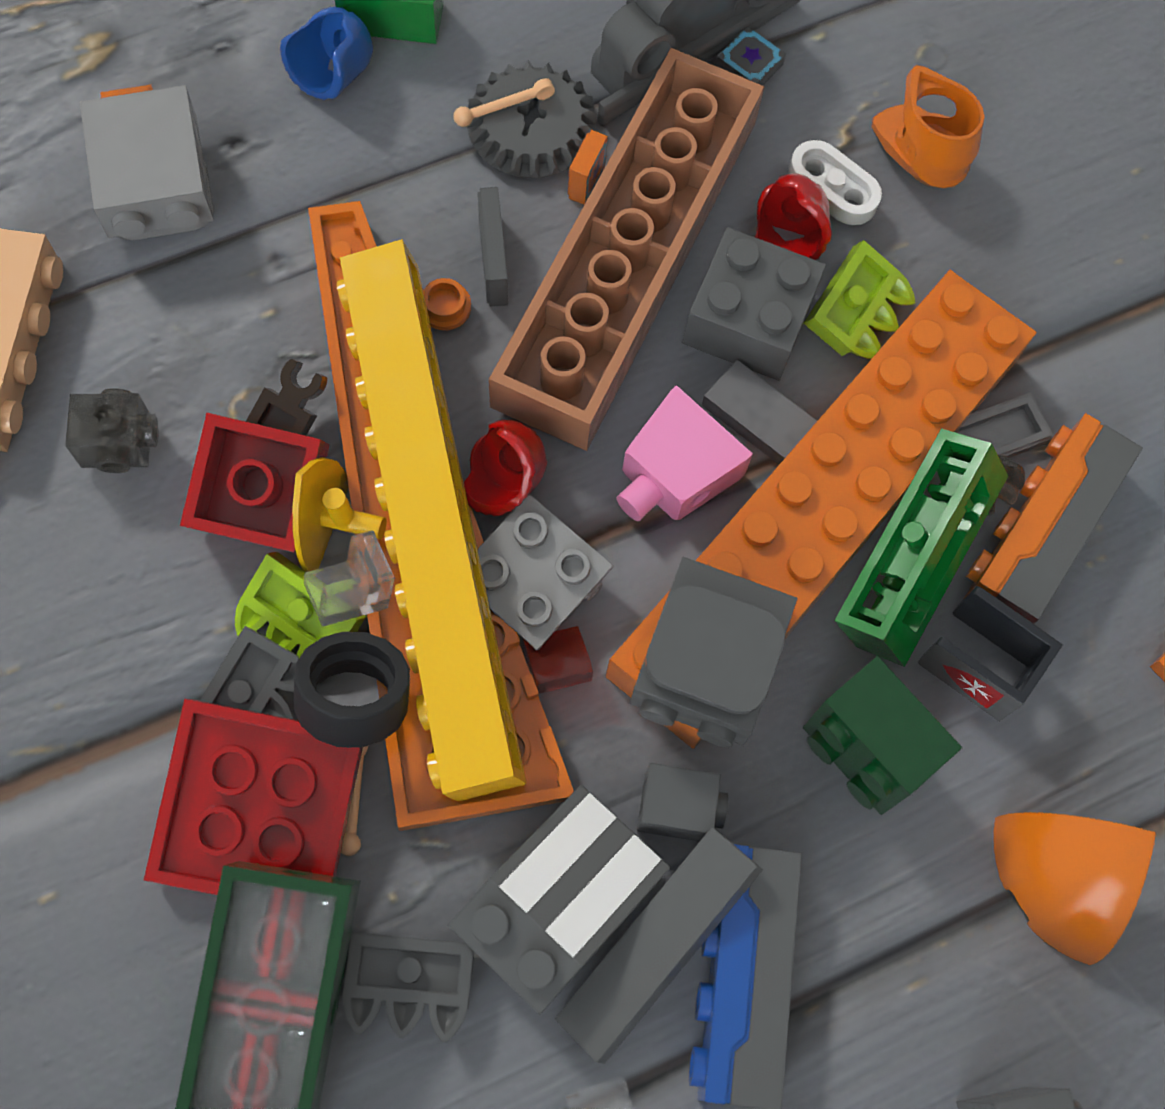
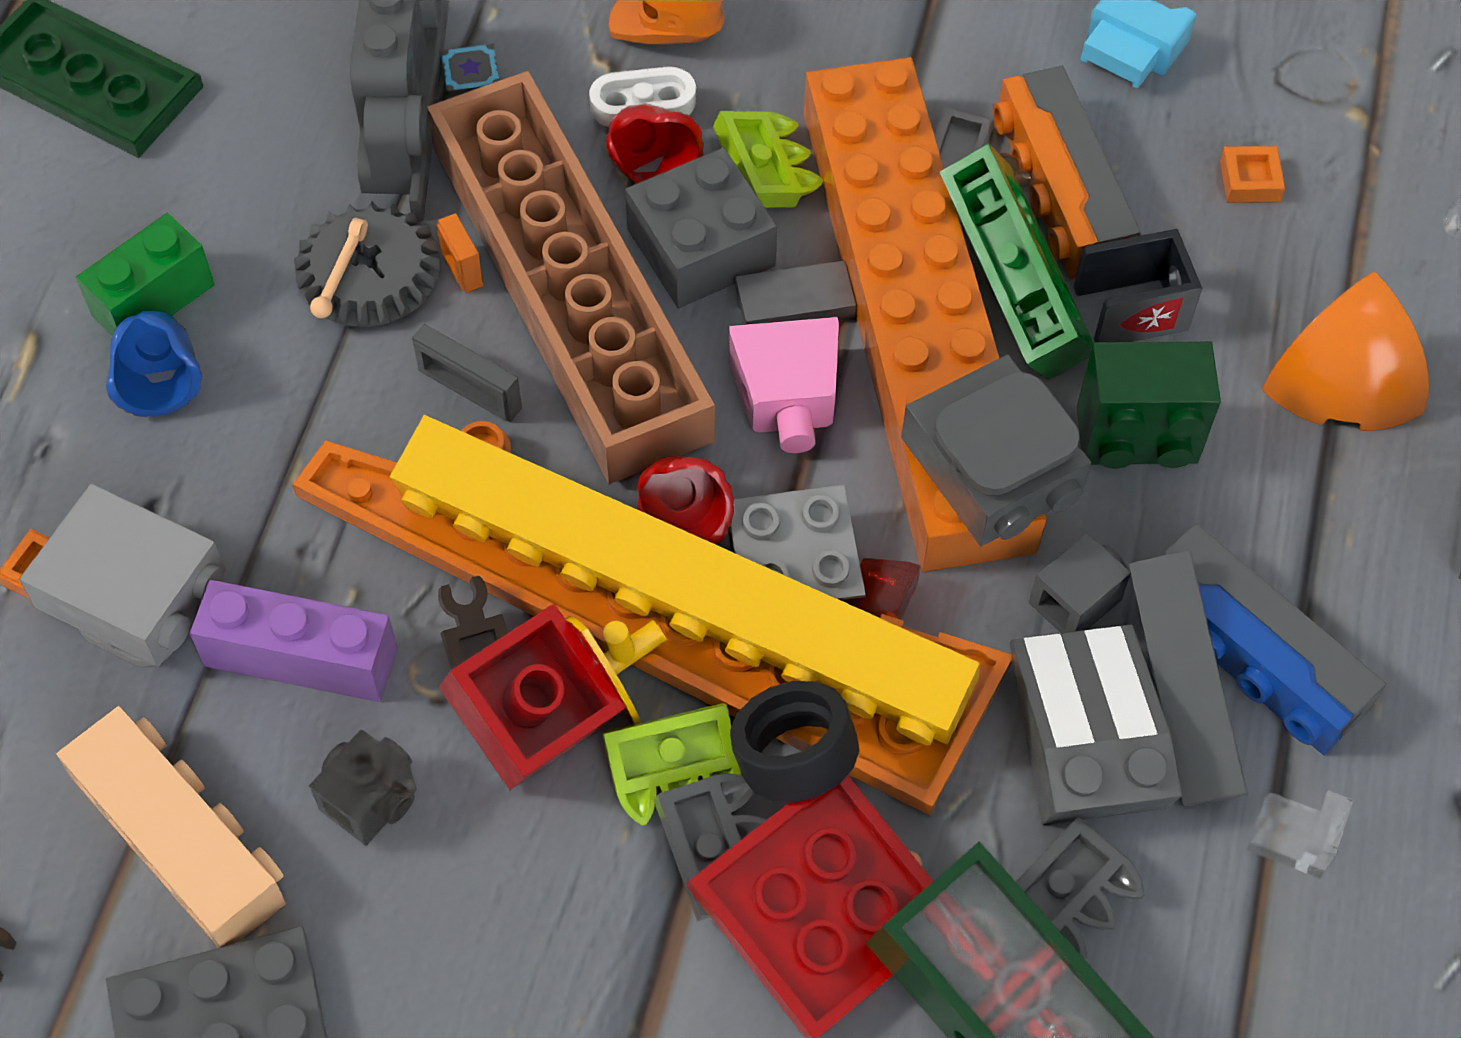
camera: 45 degrees left, 10 degrees down
(189, 302) = (294, 640): none -> medium lavender brick
(353, 586) = (696, 678): clear panel -> none

